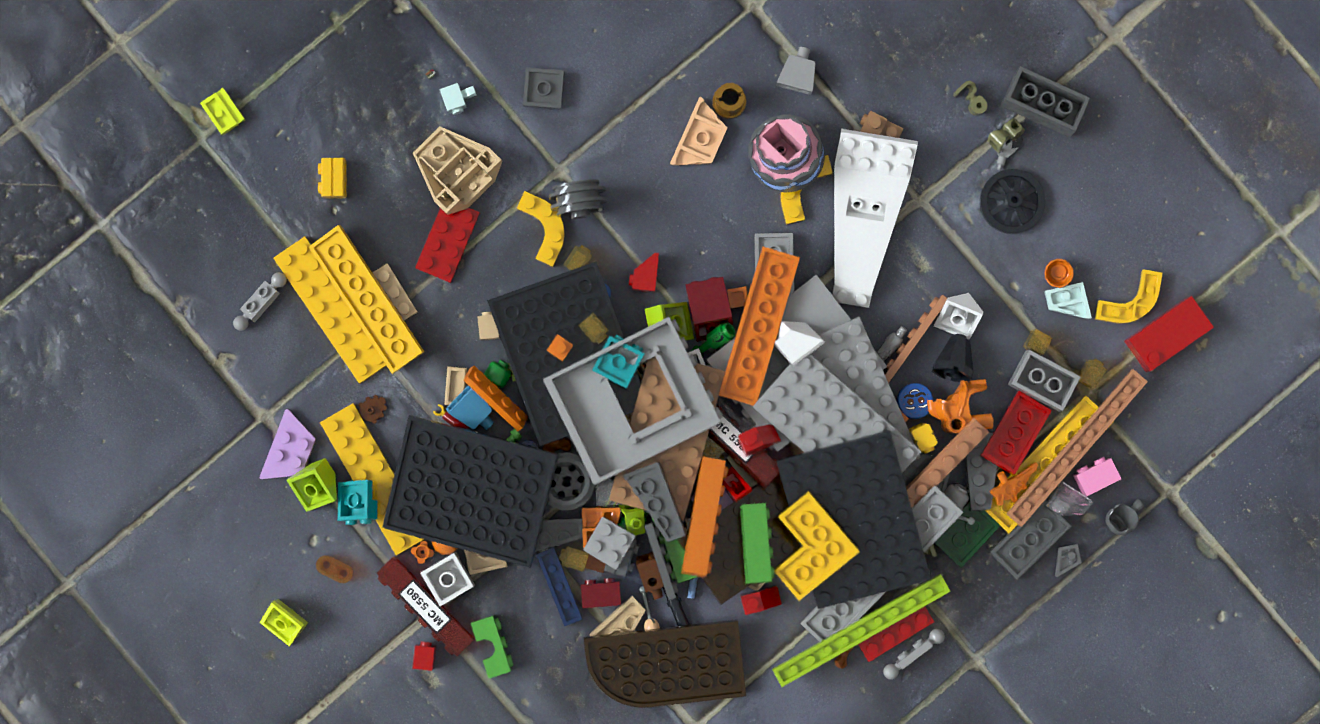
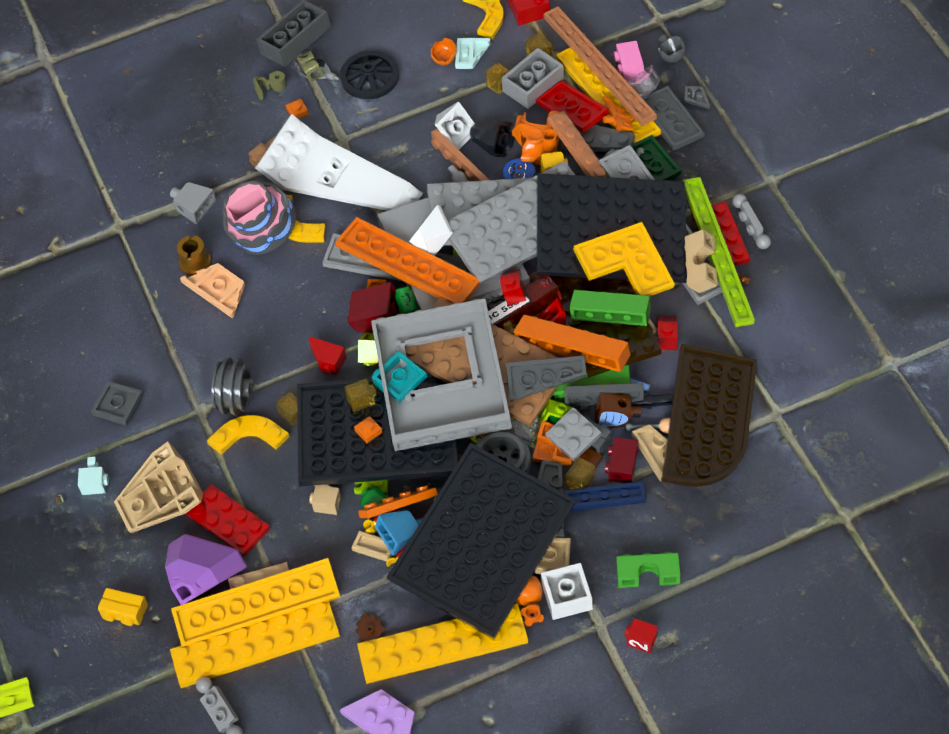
camera: 65 degrees left, 30 degrees down
(314, 485) = (430, 698): lime slope -> none
(335, 569) = (523, 703): clear orange plate -> none
(356, 502) = (460, 658): teal plate -> none
(386, 235) = (199, 565): none -> medium lavender brick
(424, 605) = (588, 622): clear red brick -> none
(822, 619) = (700, 274): none -> tan arch
(947, 139) = (297, 108): none -> orange plate

